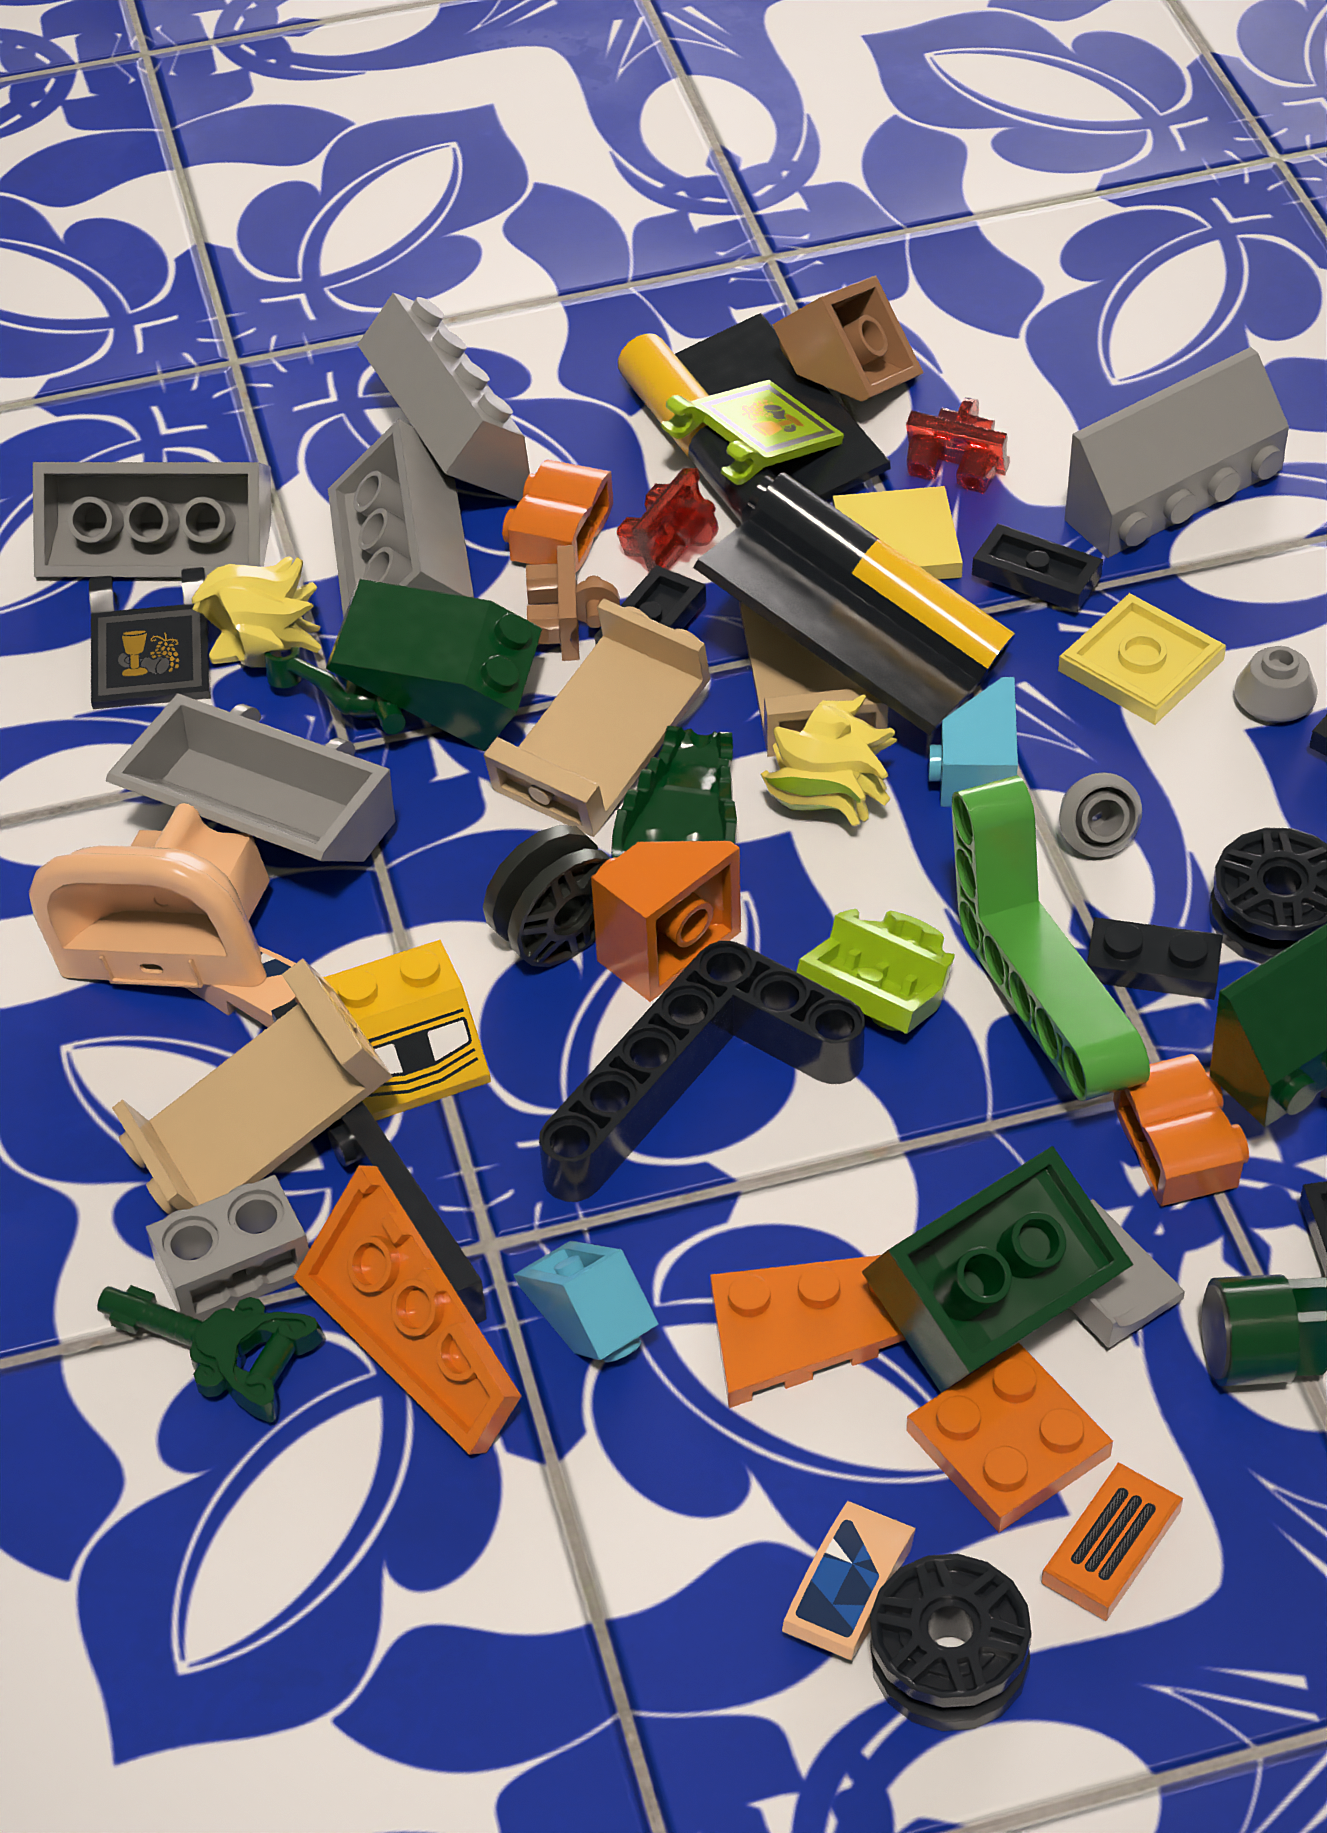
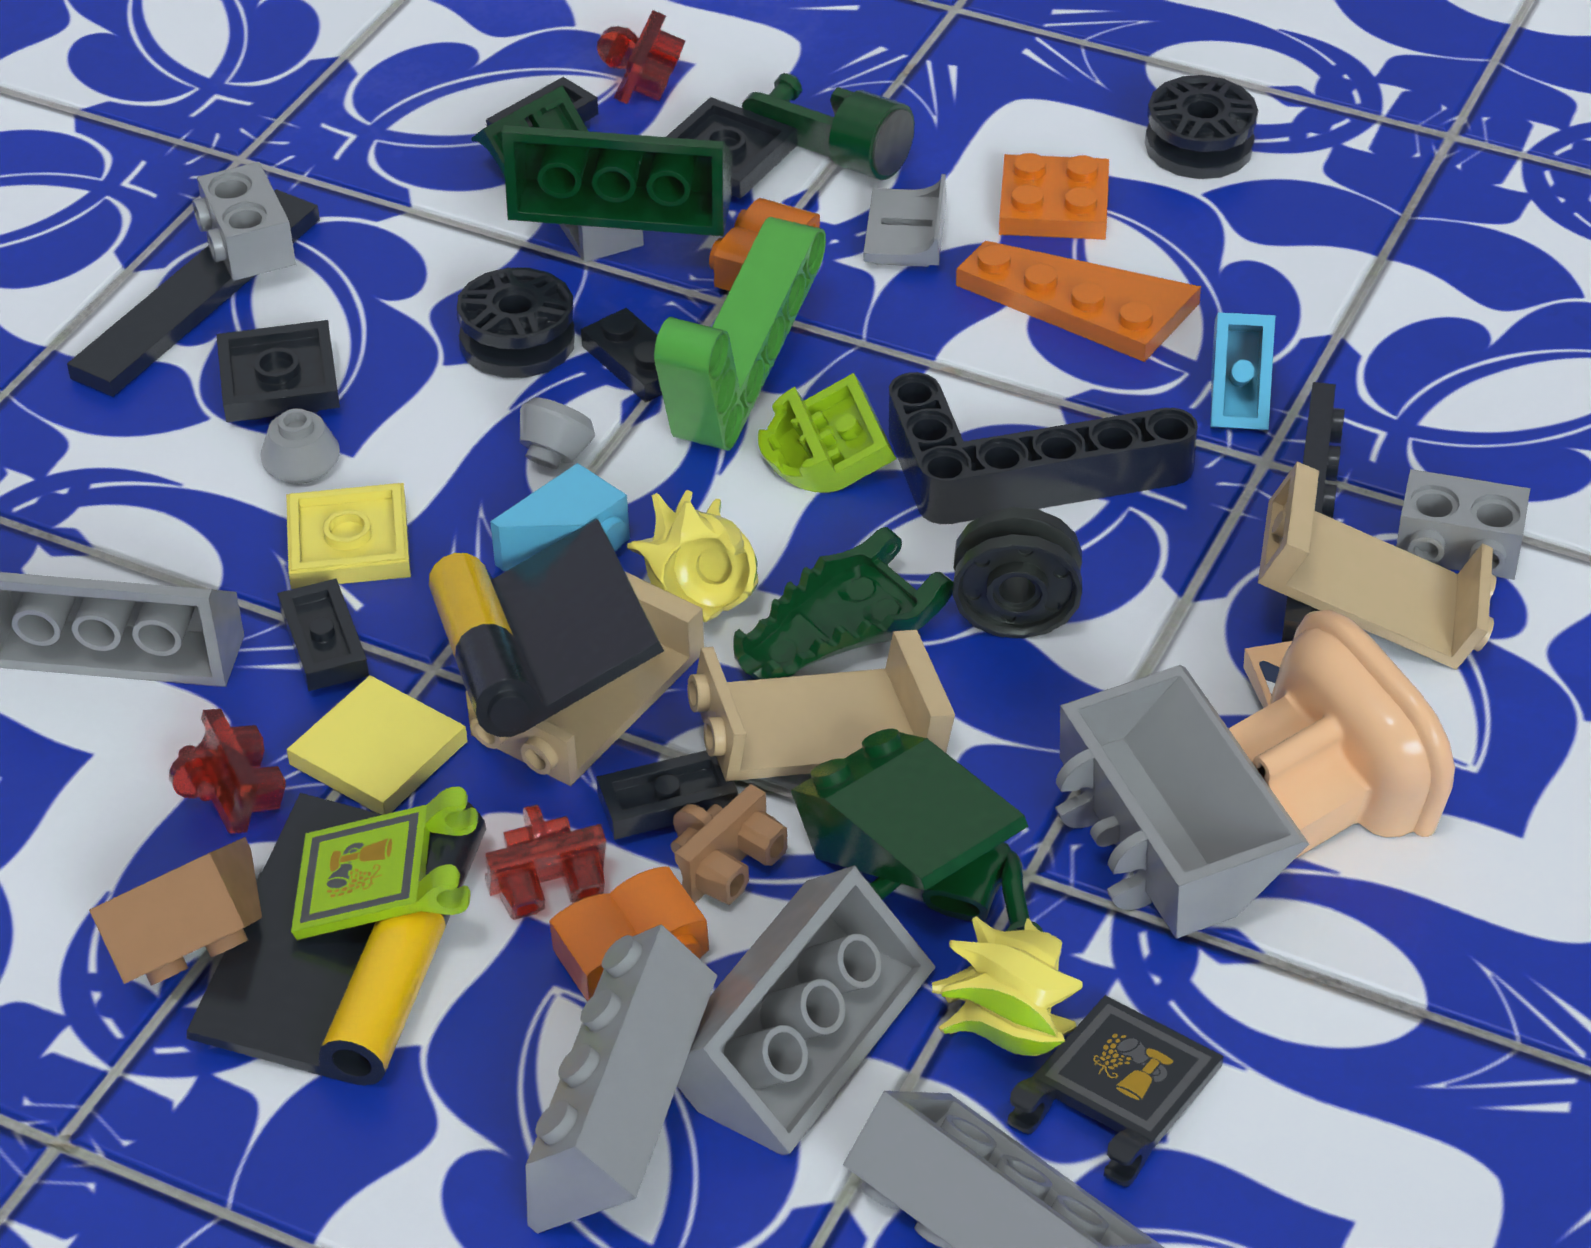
camera: 140 degrees left, 5 degrees down
(222, 1342) = (1517, 470): dark green piece -> none
(403, 1311) = (1371, 414): orange wing -> none
(418, 1026) = (1202, 601): yellow slope -> none
(663, 908) = (933, 499): orange slope -> none
(845, 1578) = (1237, 174): slope -> none
(996, 1268) = (1006, 204): dark green slope -> none
(1112, 1541) = (1056, 129): orange tile -> none

